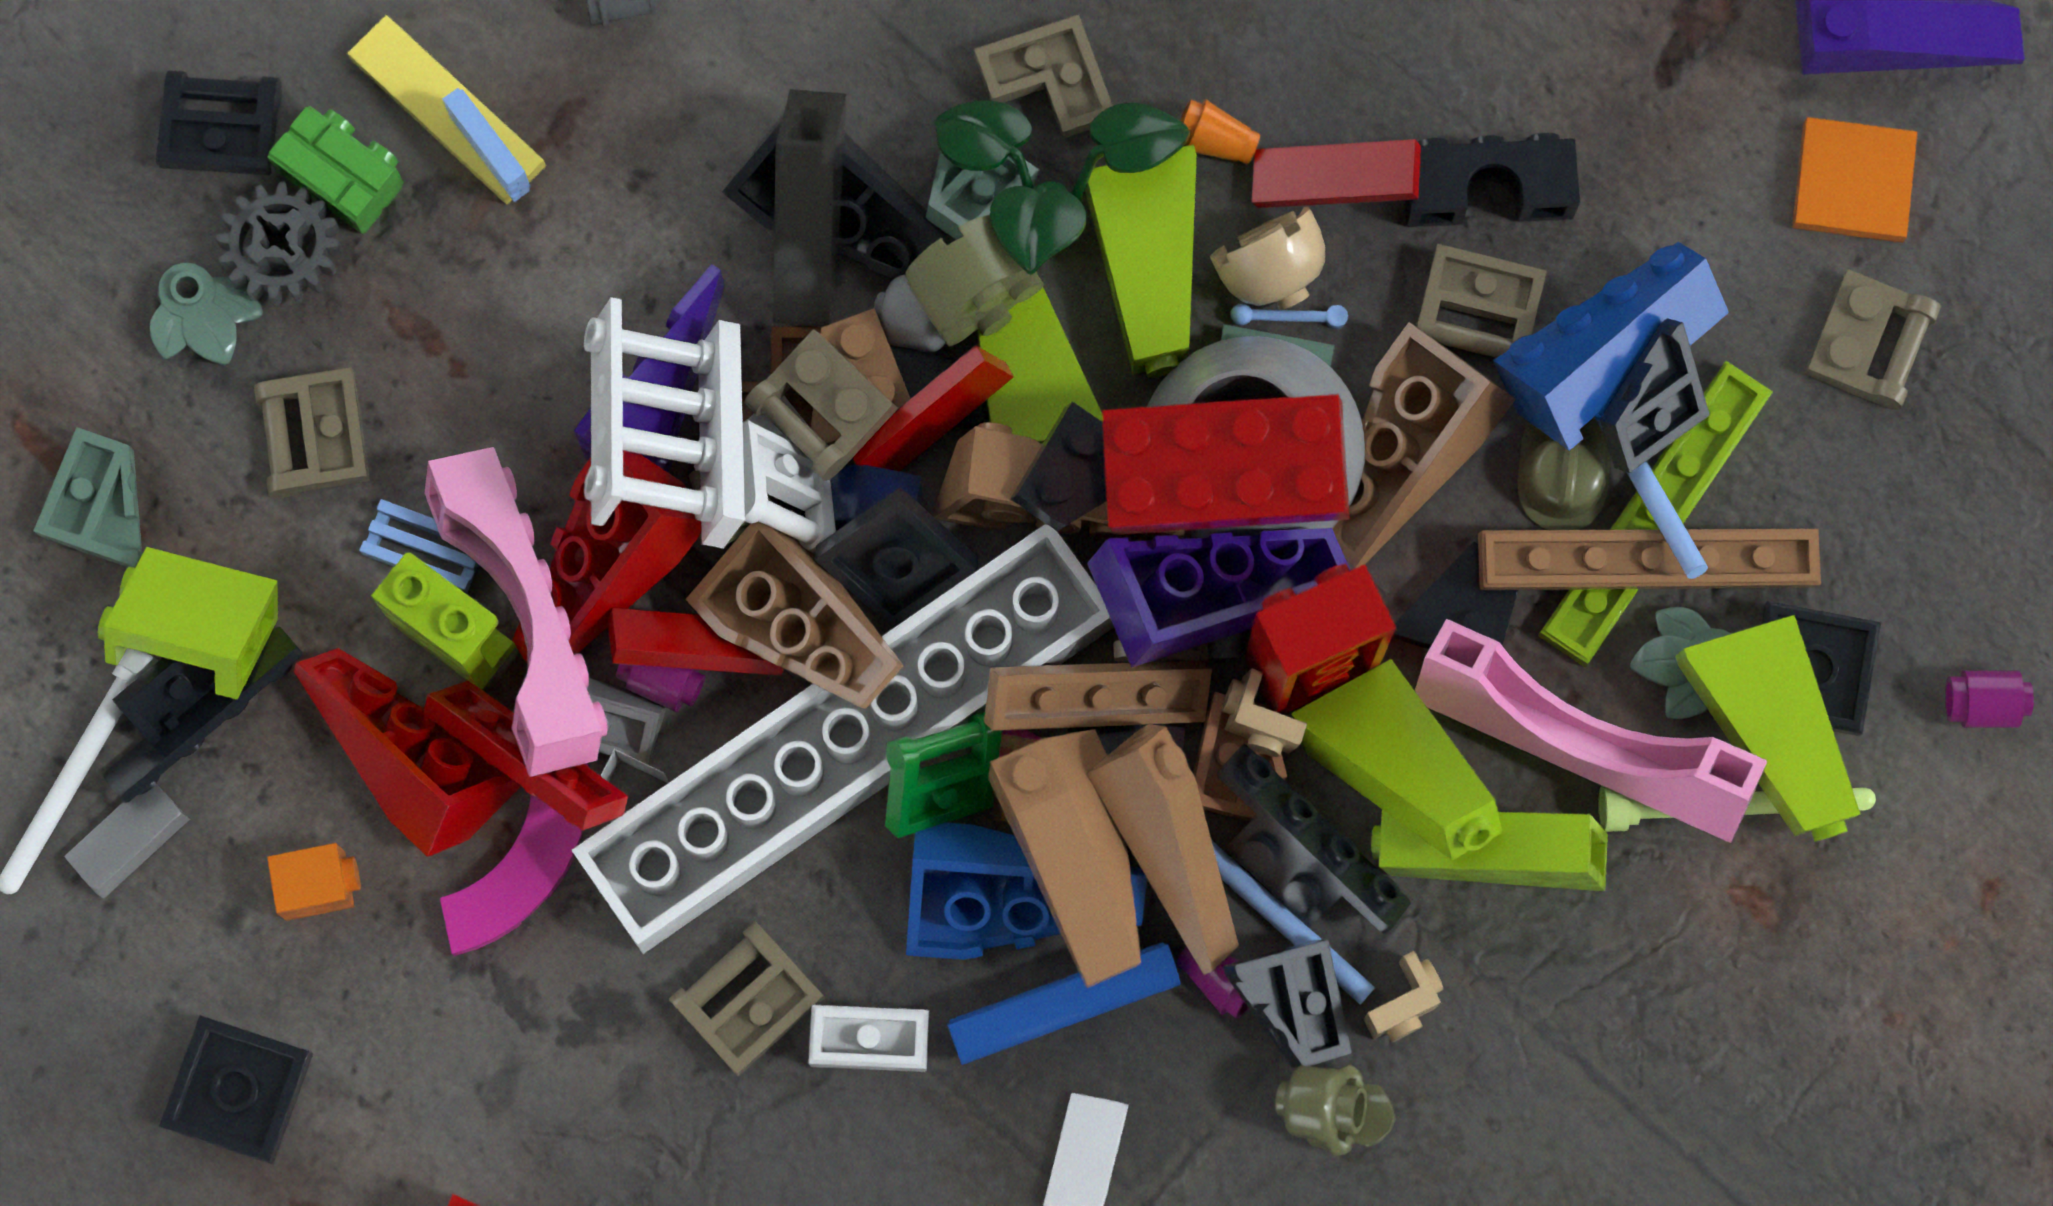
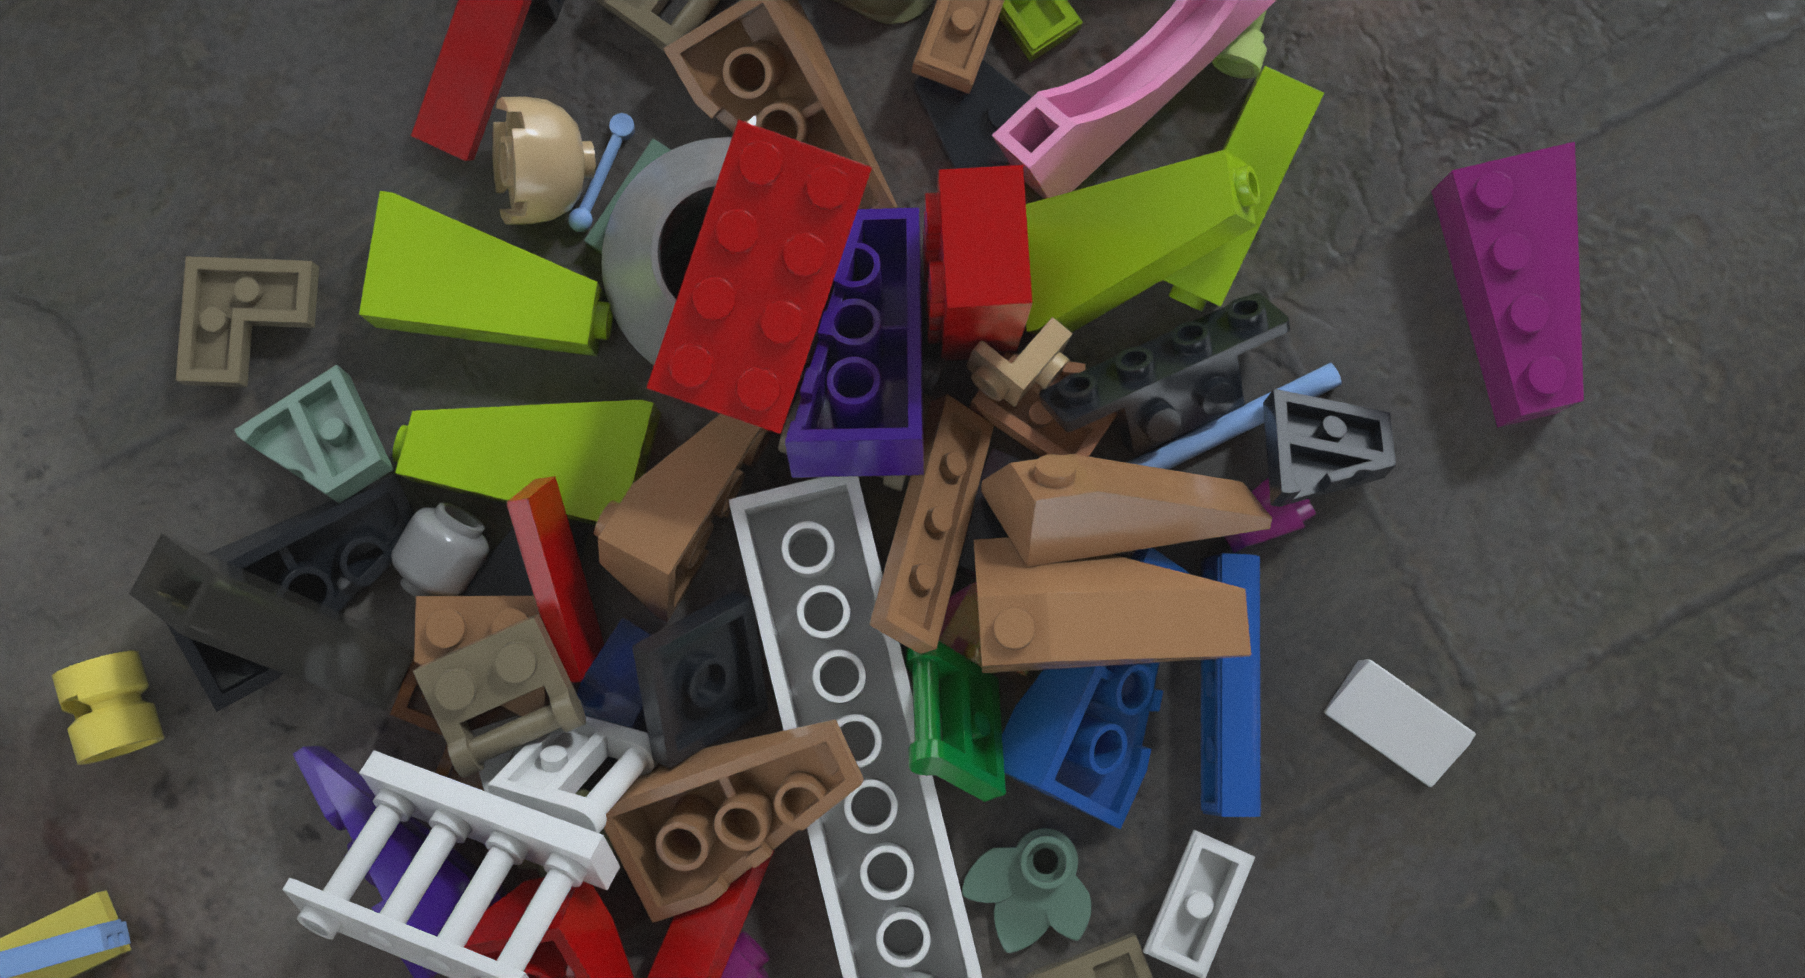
camera: 70 degrees left, 5 degrees up
(692, 107) = (107, 707): none -> light yellow wheel
(820, 899) = (1029, 899): none -> sand green plate
(969, 283) = (431, 477): olive brick -> none
(1048, 218) = (395, 375): dark green plant -> none
(1067, 471) = (685, 454): black wing -> none
(1218, 133) = (375, 167): orange cone -> none
(1334, 1108) = (1444, 451): olive head -> none
(1401, 1015) = (1370, 345): tan bracket -> none
(1527, 1110) = (1519, 277): none -> magenta wedge

